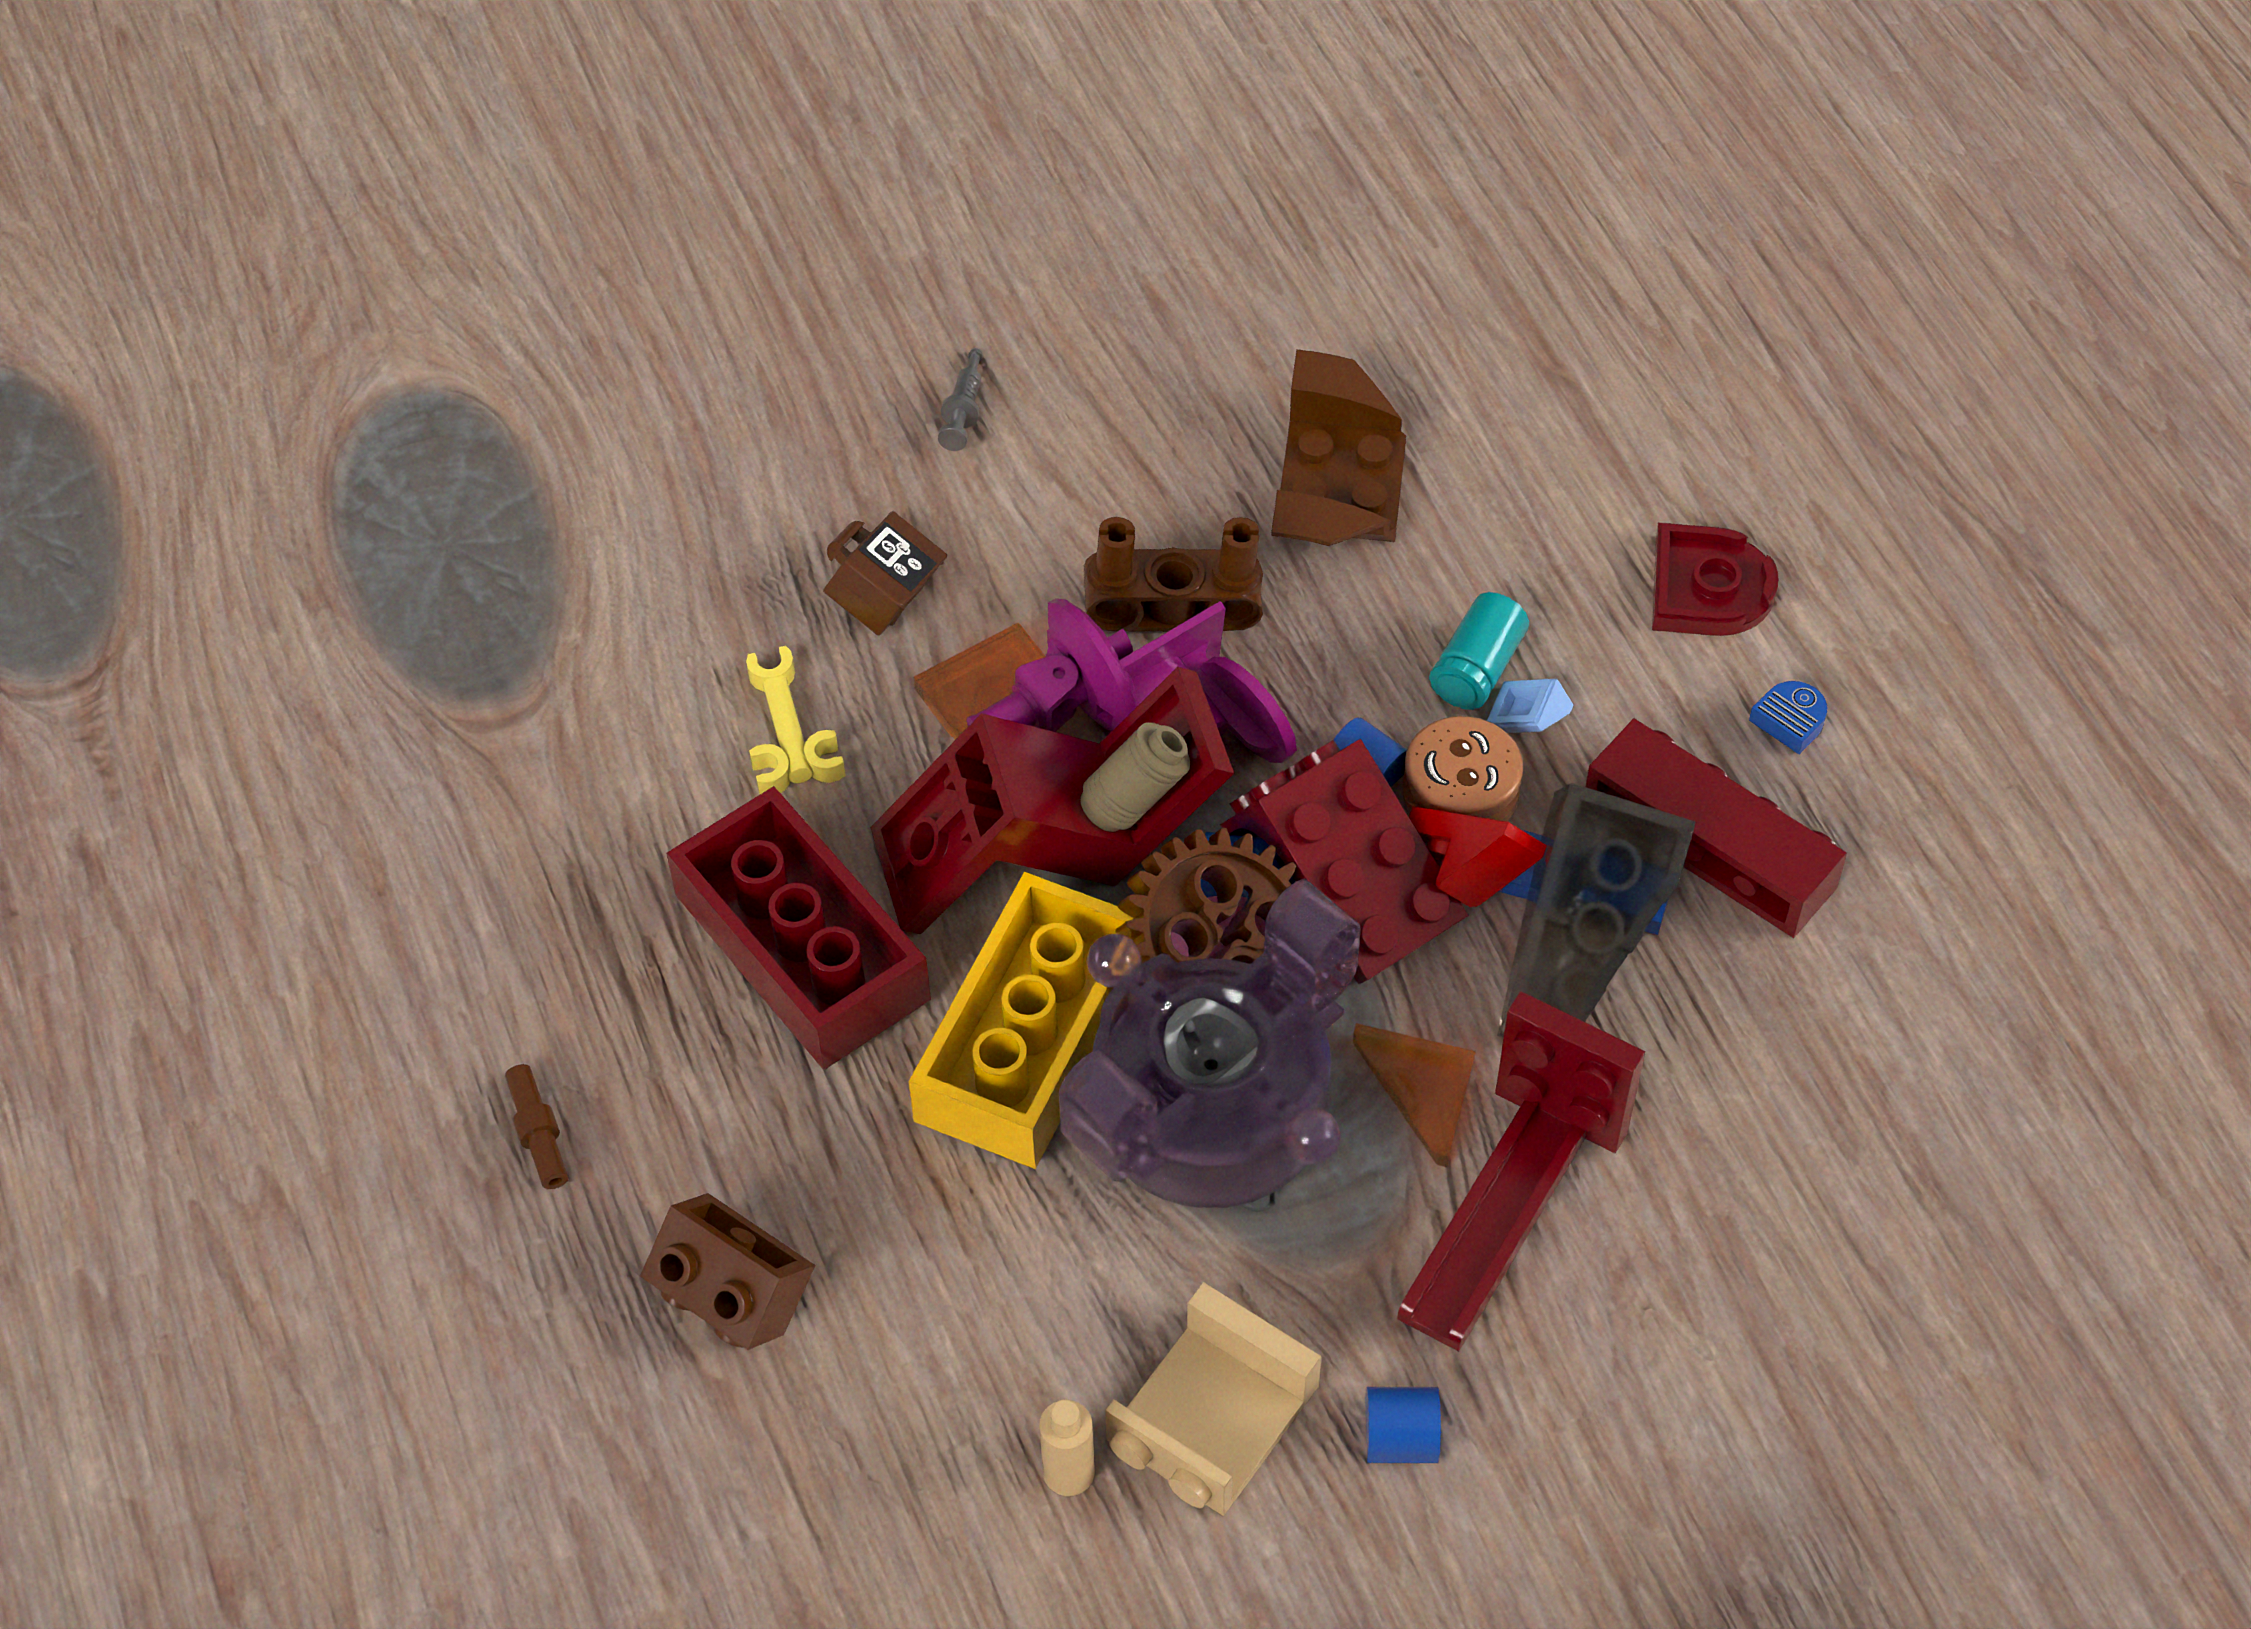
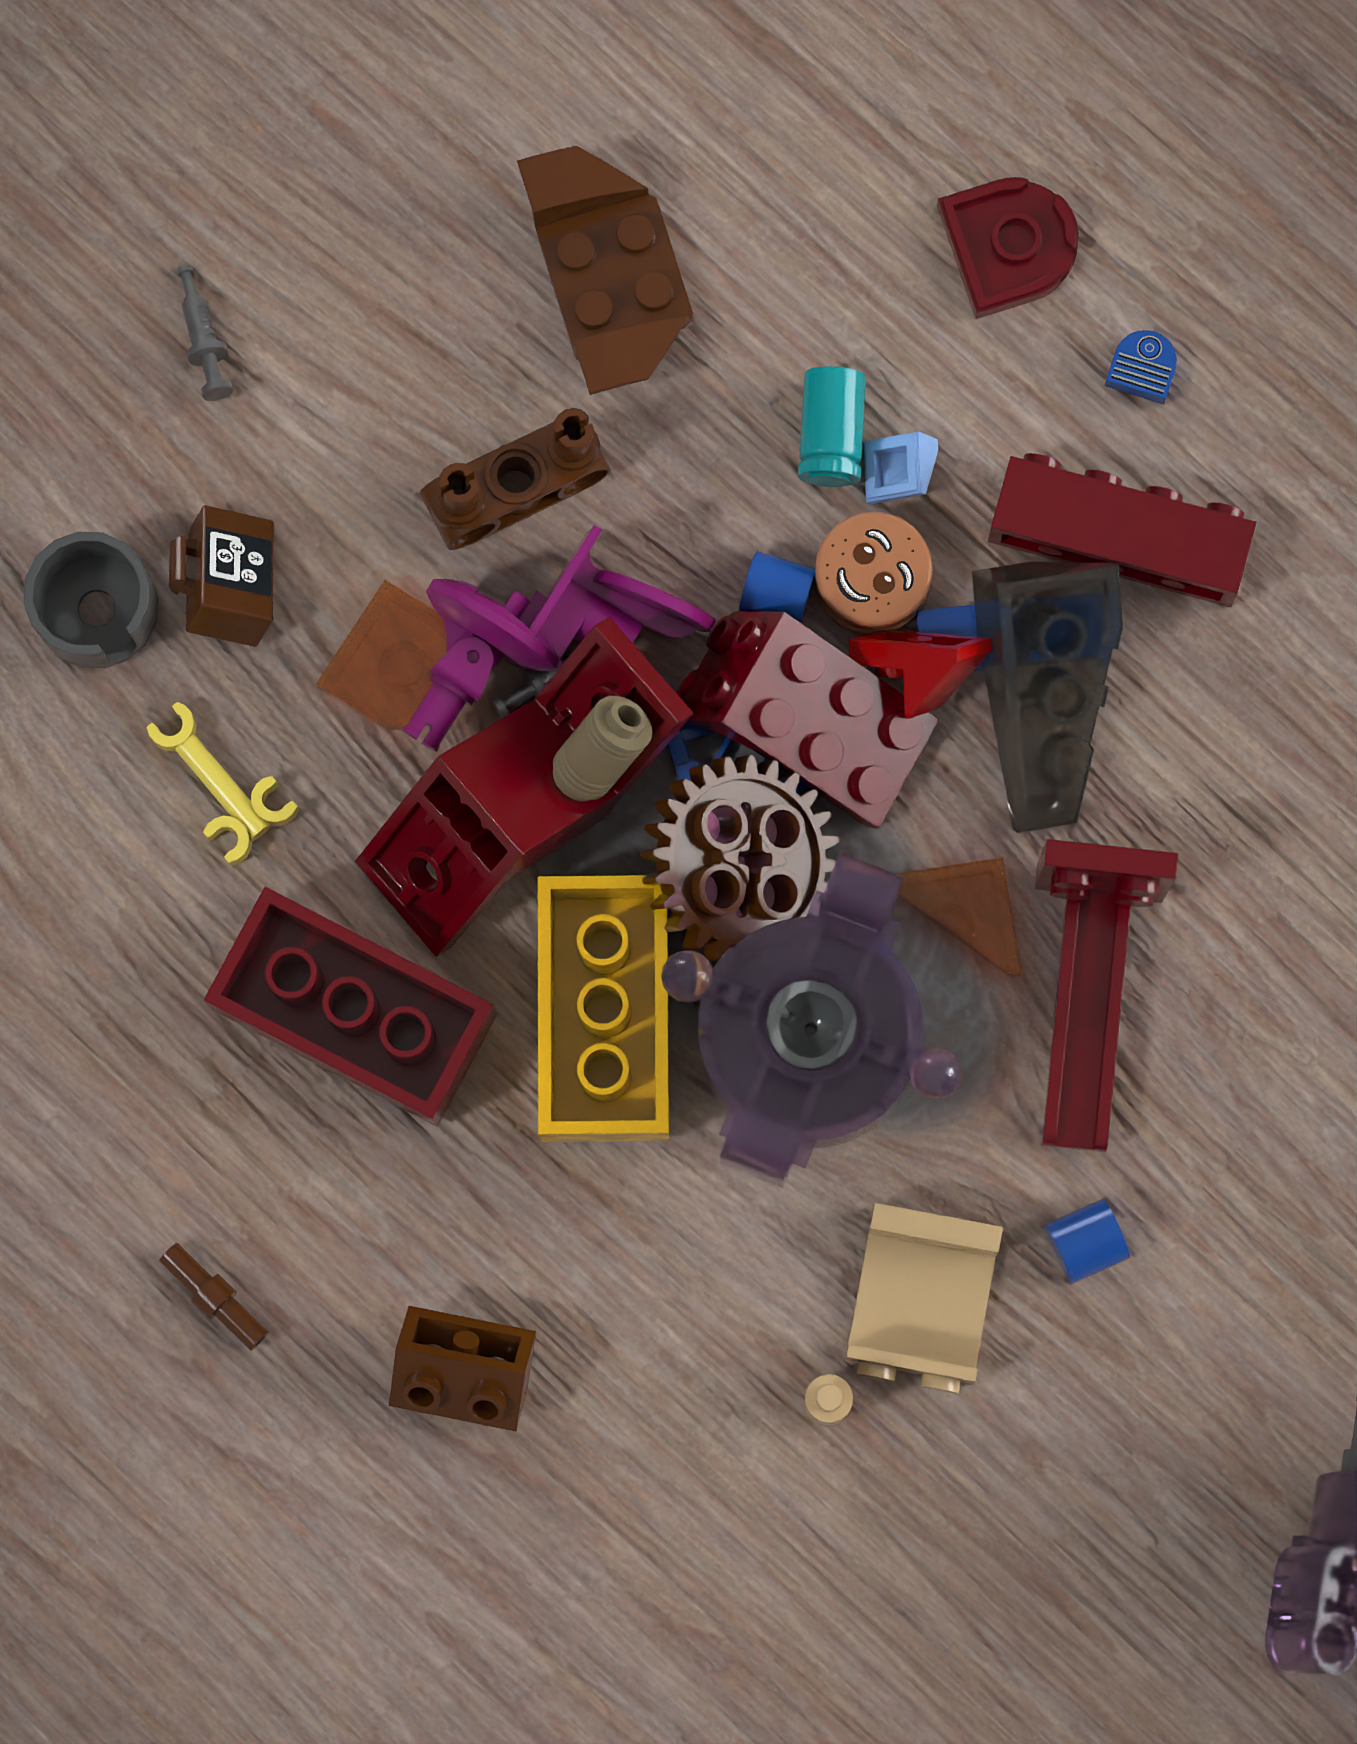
camera: 20 degrees left, 25 degrees up
(750, 516) = (70, 571): none -> dark grey piece

